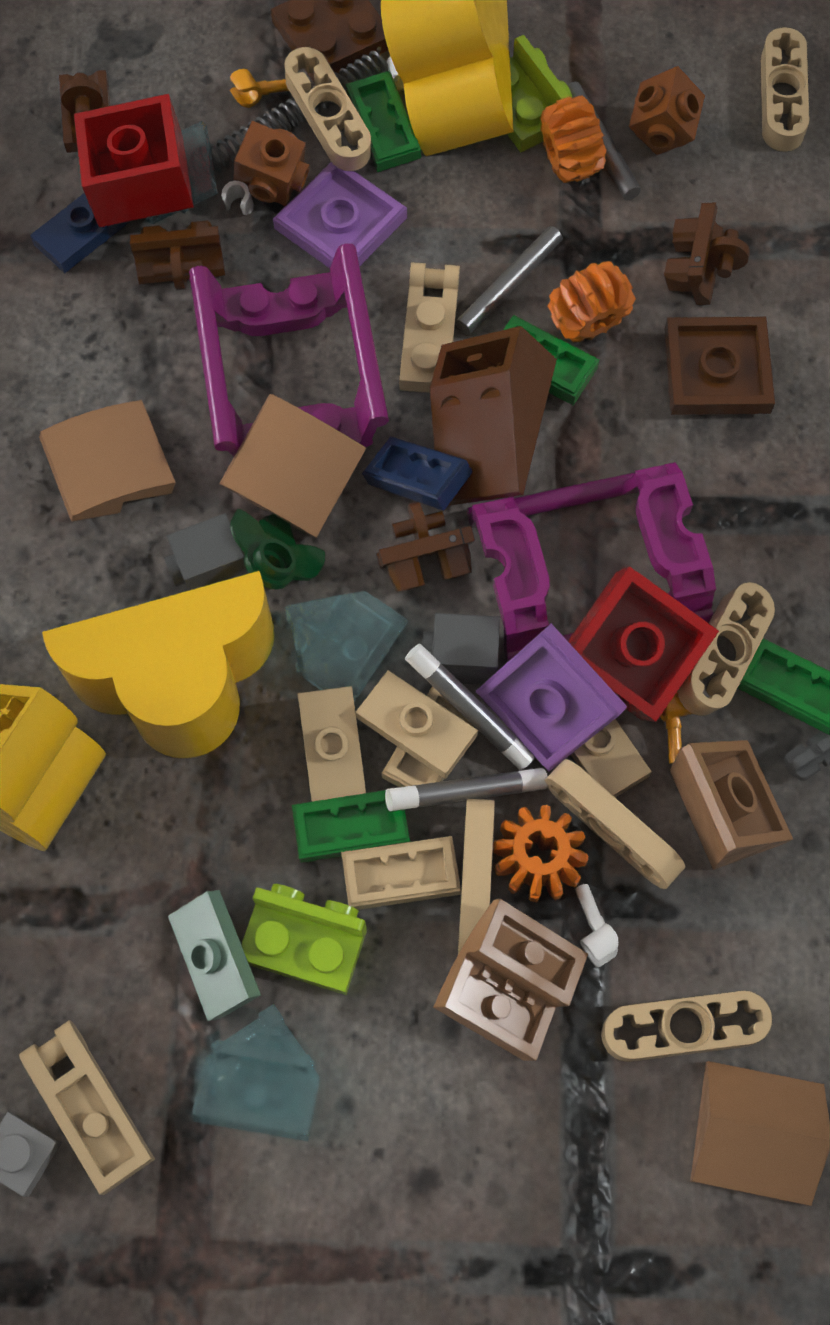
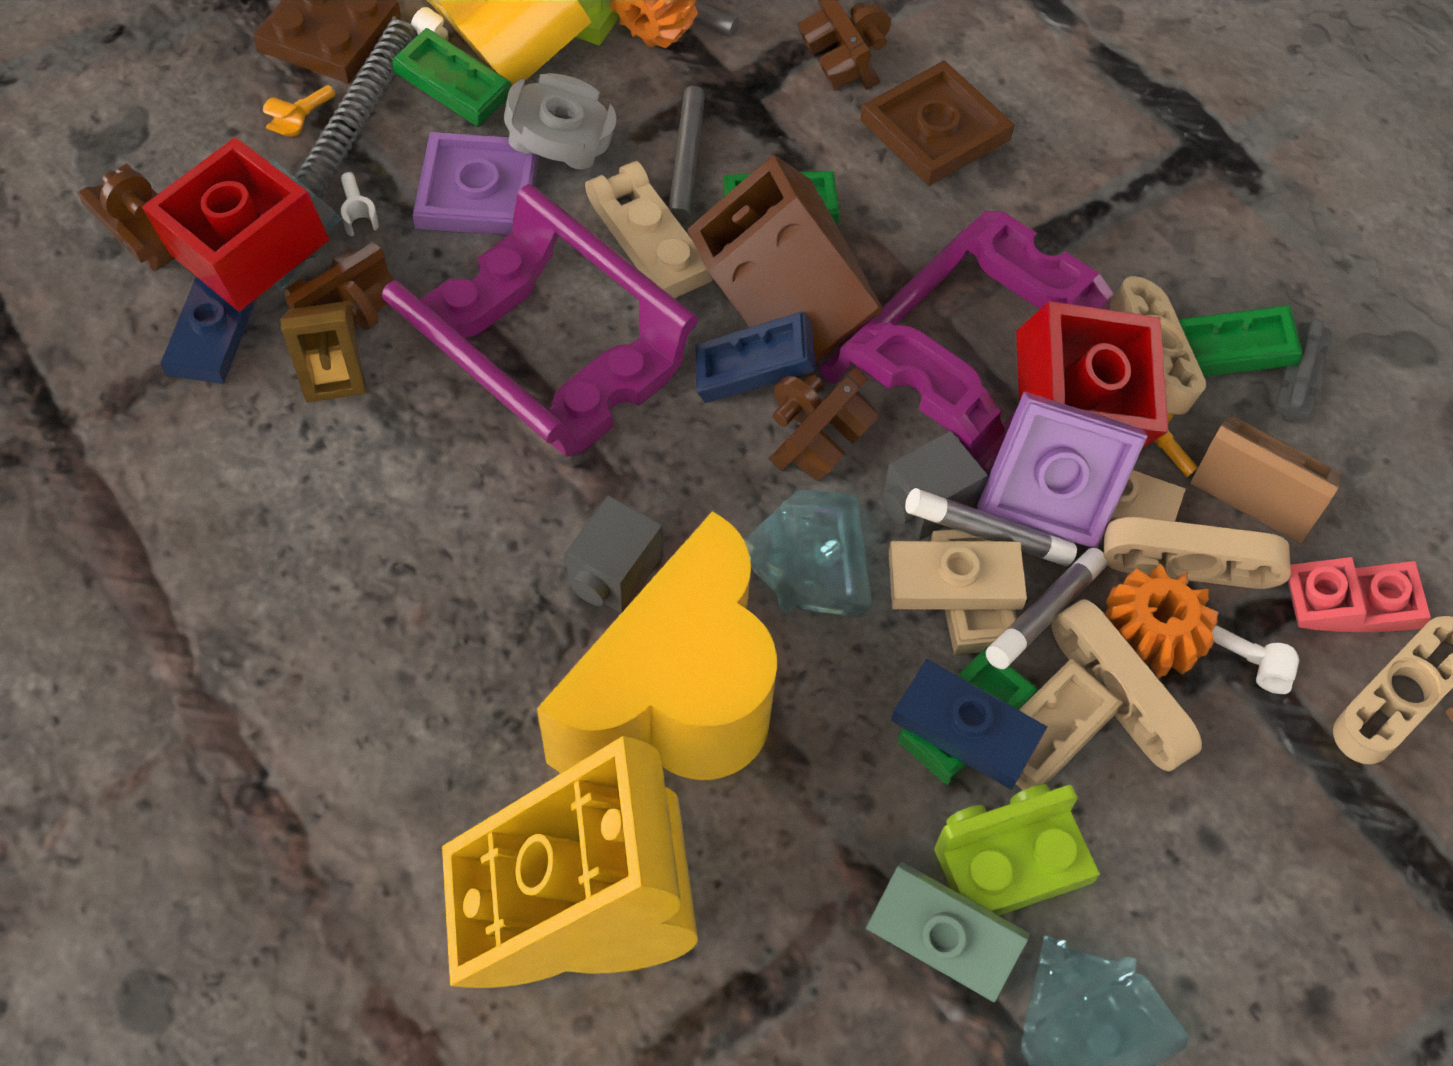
camera: 40 degrees left, 10 degrees down
(106, 460) = (425, 529): medium nougat slope -> none
(129, 286) = (324, 351): none -> pearl gold slope
(271, 163) = (377, 162): dark orange brick -> none
(273, 551) = (676, 509): dark green plate -> none
(292, 465) = (632, 417): medium nougat slope -> none
(327, 89) = (405, 107): tan beam -> none
(331, 743) = (878, 642): tan plate -> none
(335, 831) = (968, 723): none -> dark blue plate
(413, 218) = (536, 129): none -> light grey plate
(511, 980) = (1239, 748): medium nougat slope -> none
(591, 301) = (789, 121): orange gear -> none
(711, 936) = (1362, 599): none -> coral slope

